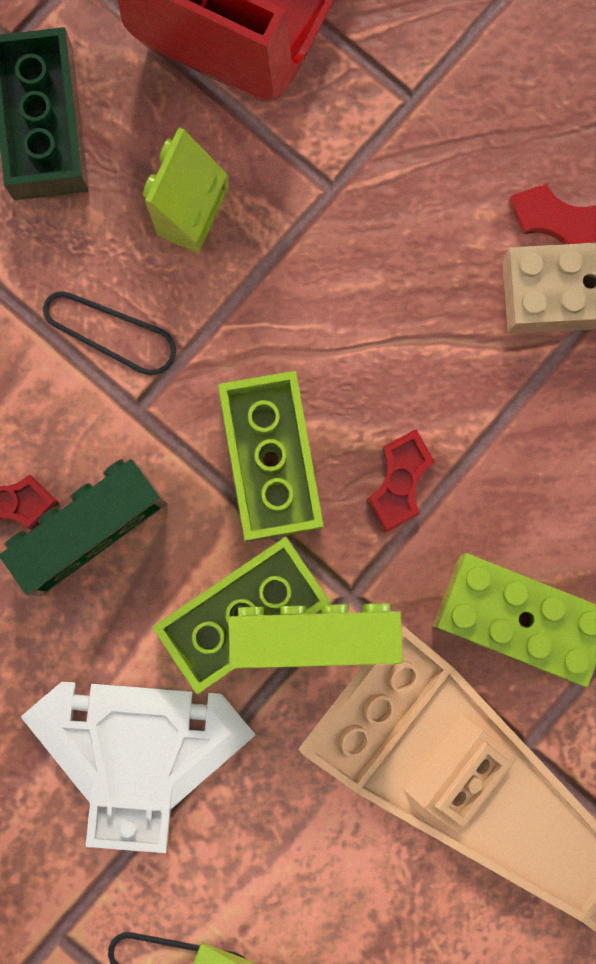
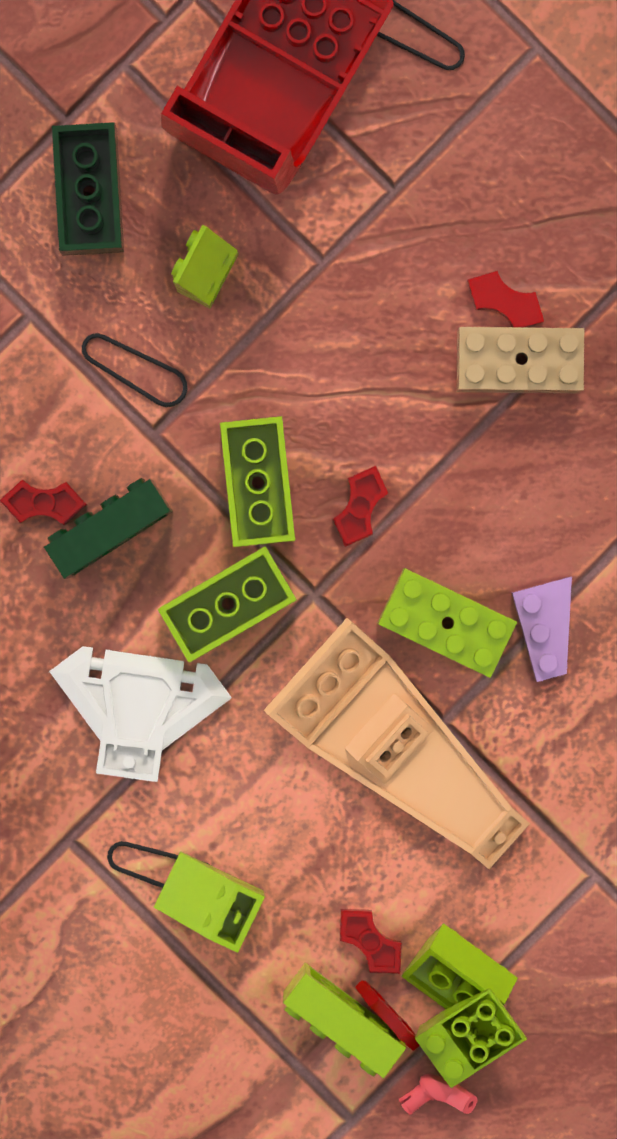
camera: 10 degrees right, 5 degrees up
(315, 639) = (279, 626): lime brick -> none

